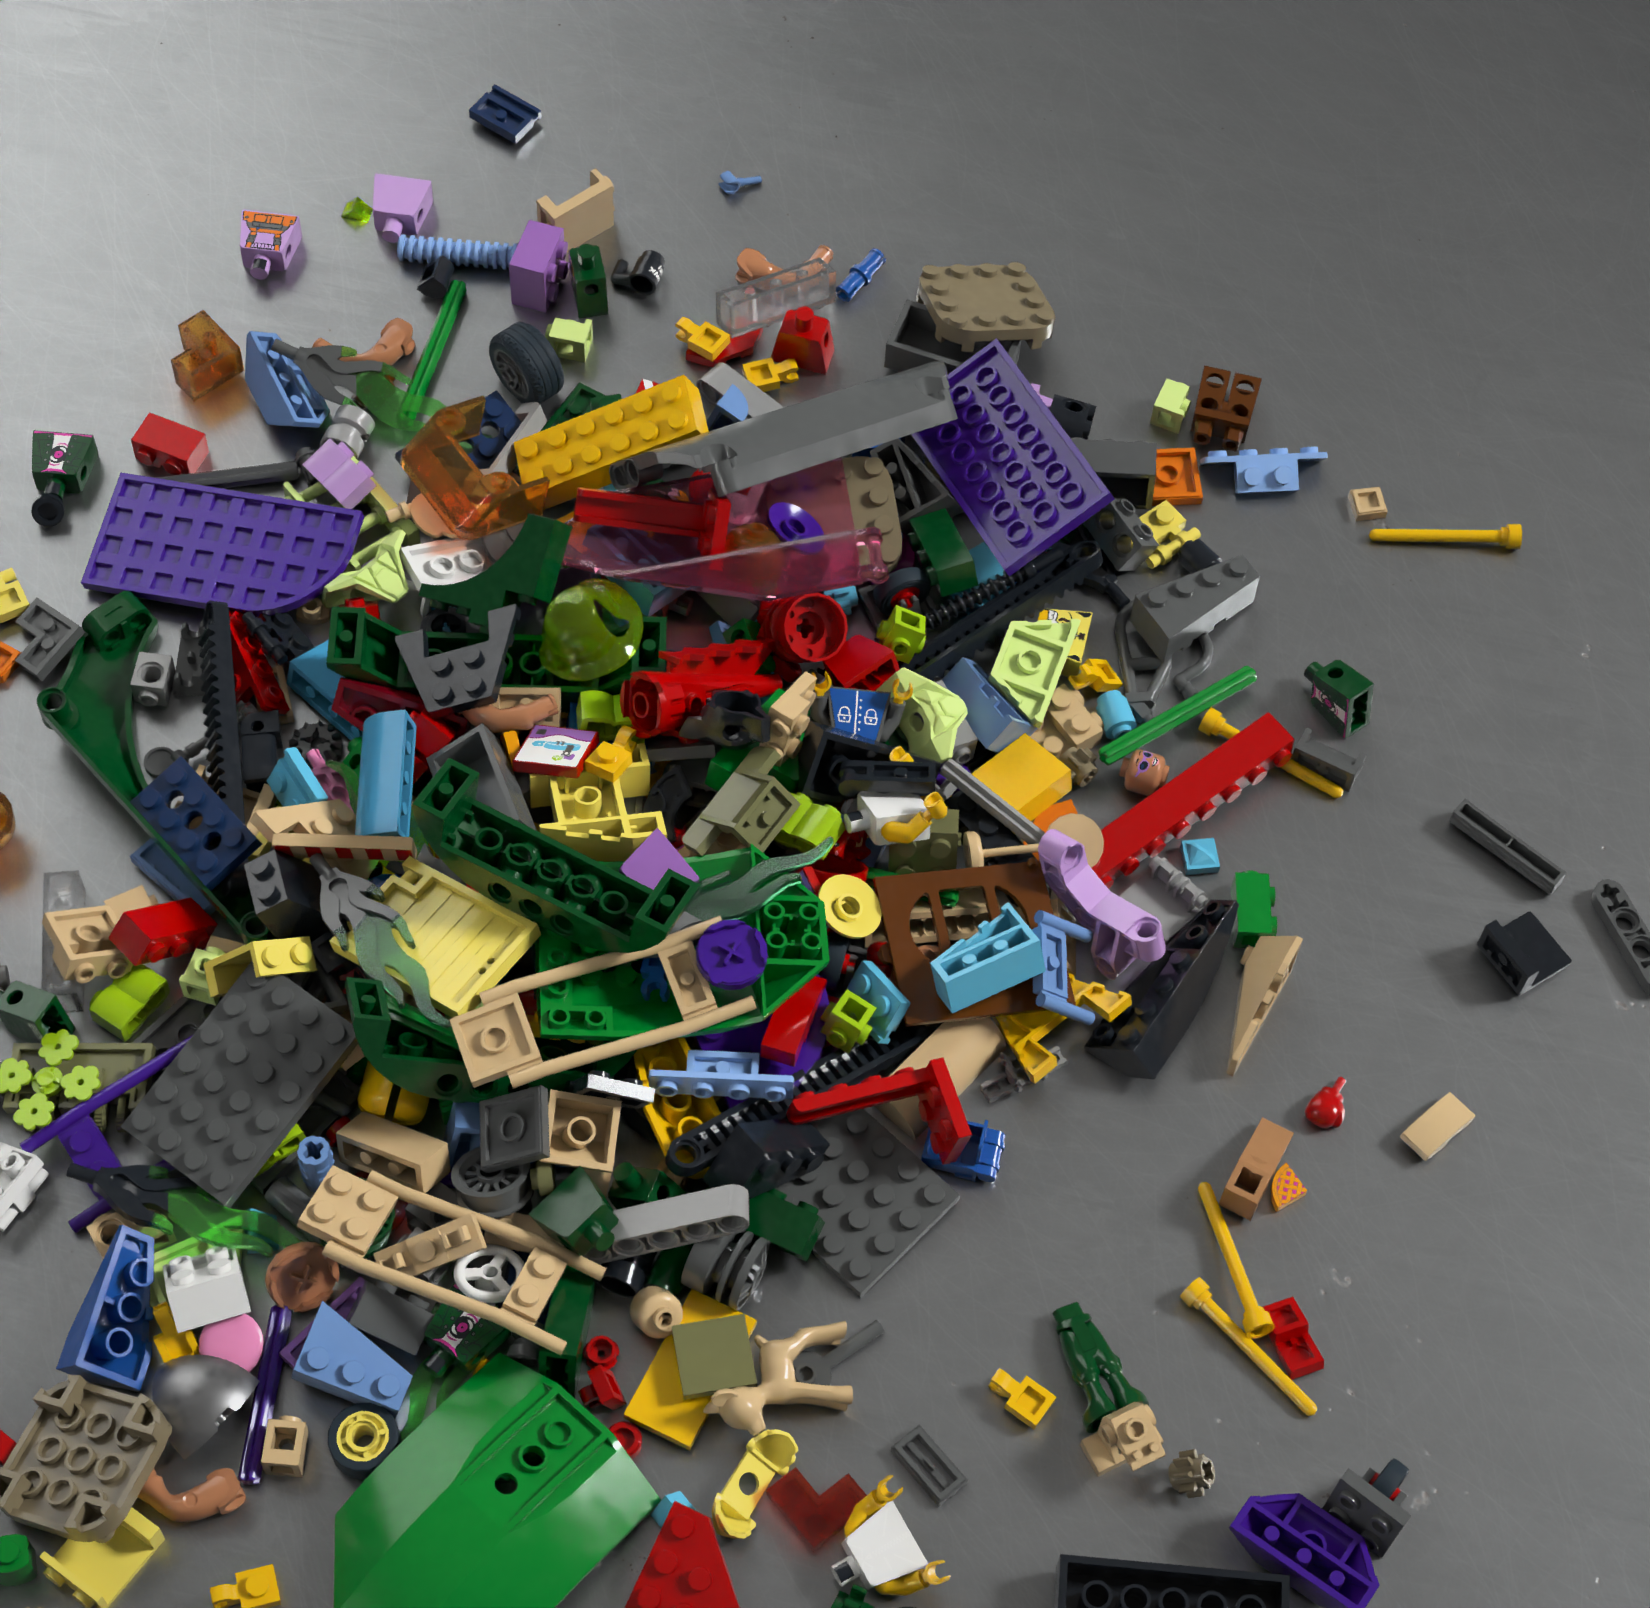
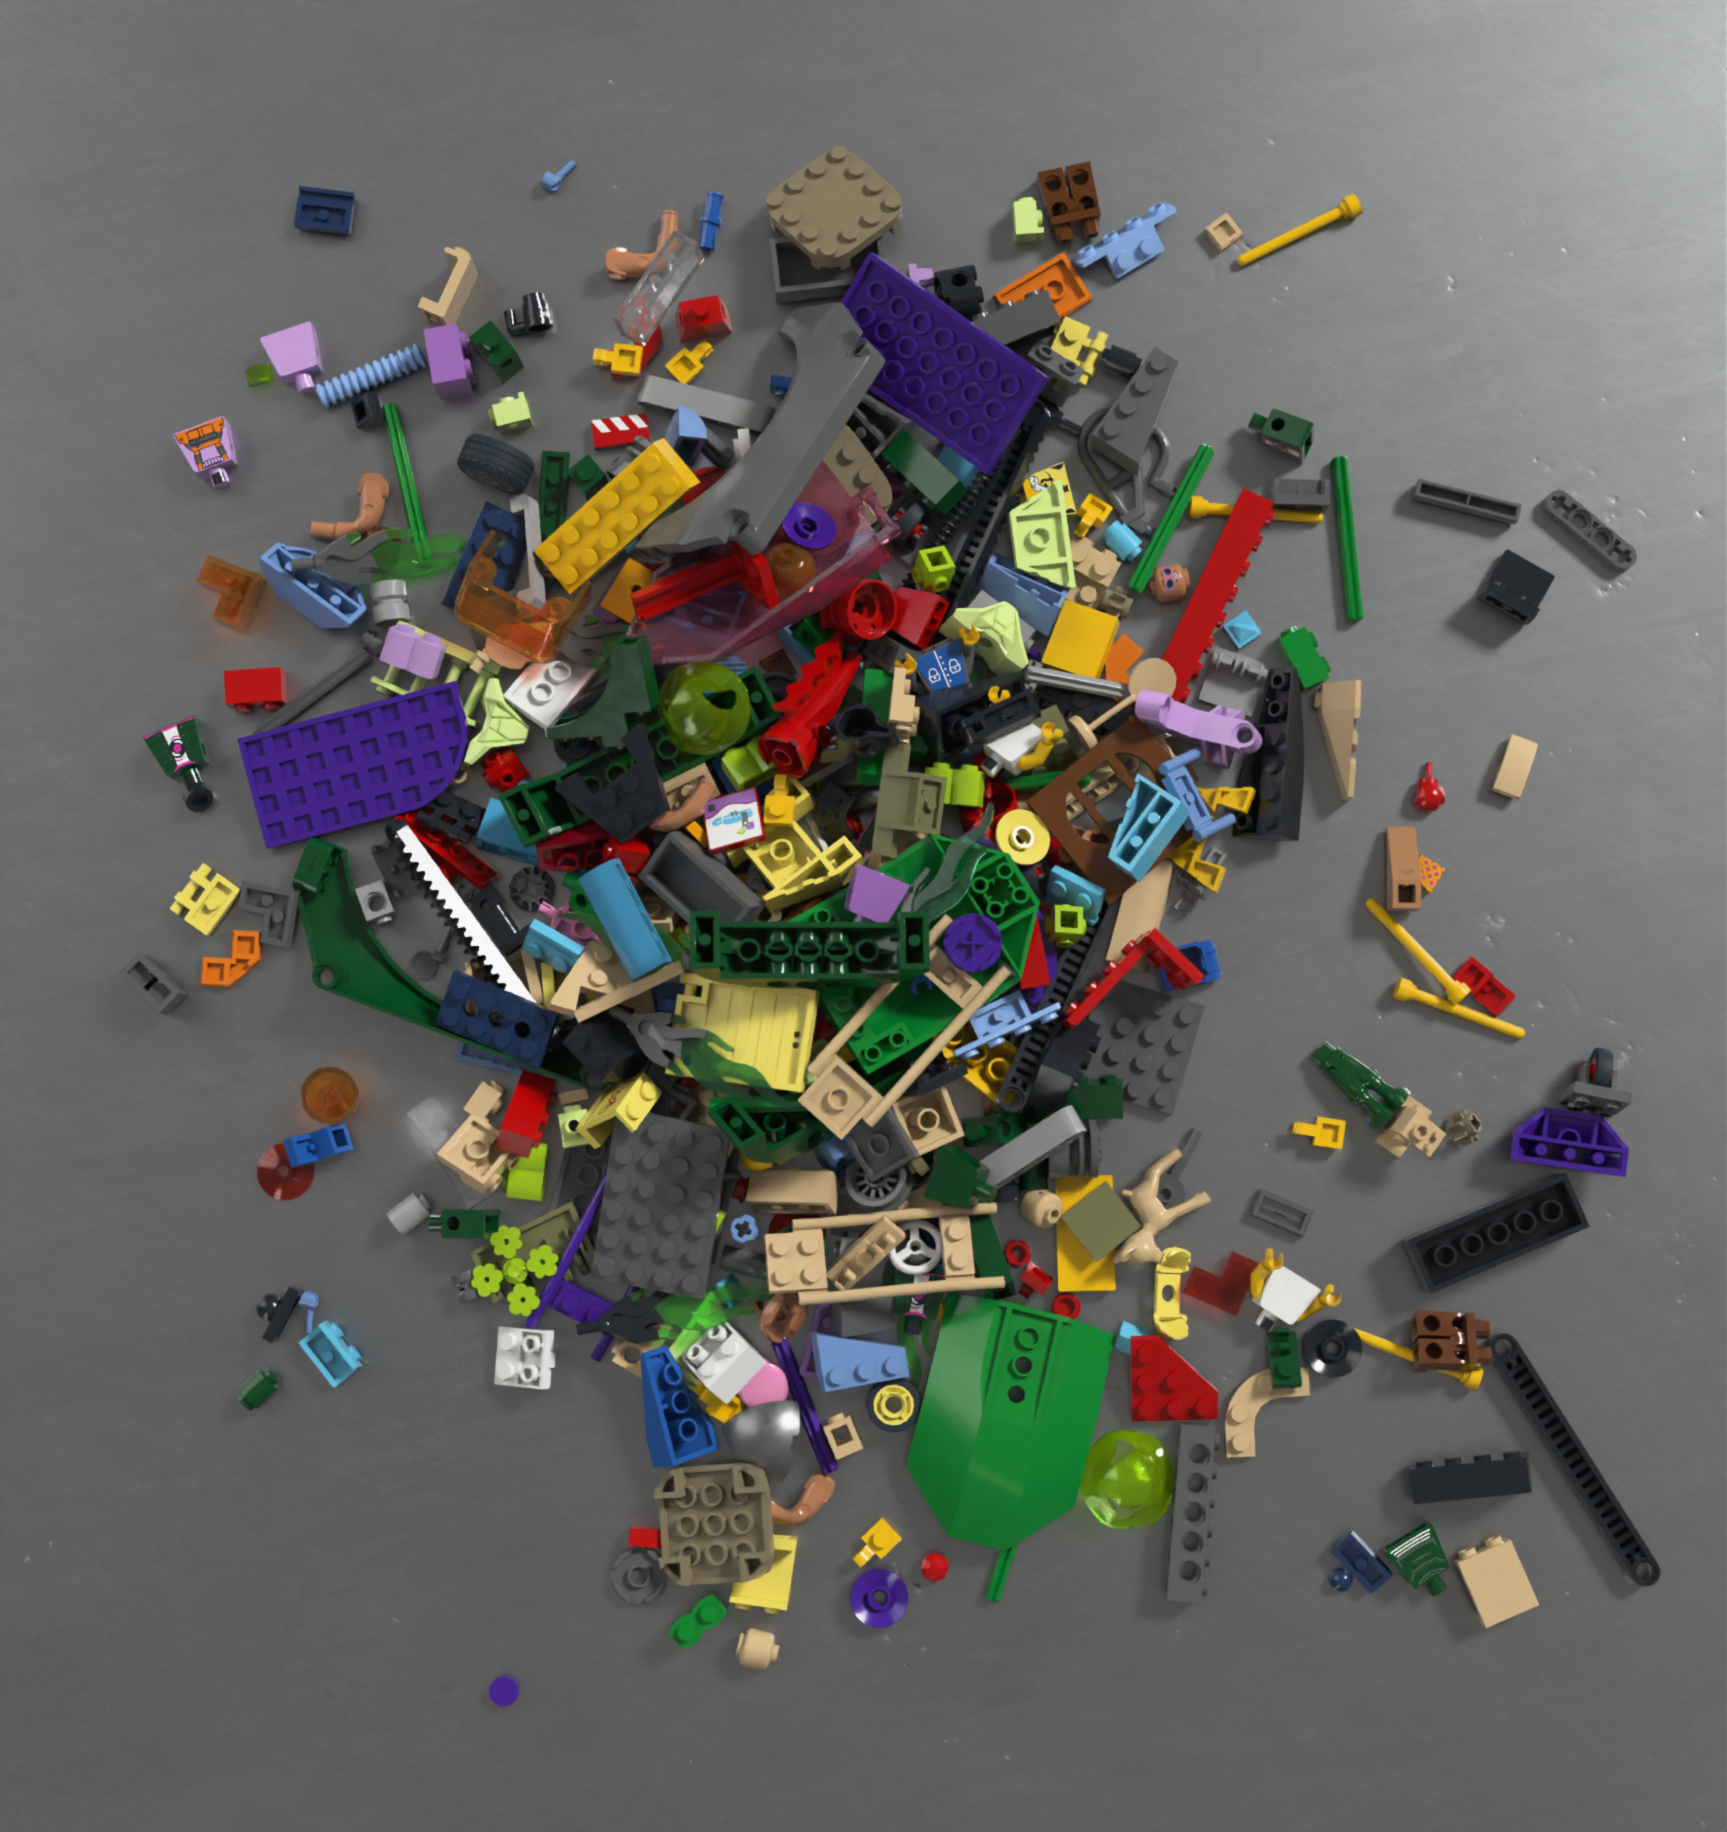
camera: 25 degrees left, 25 degrees up
(1358, 825) = (1347, 538): none -> green axle

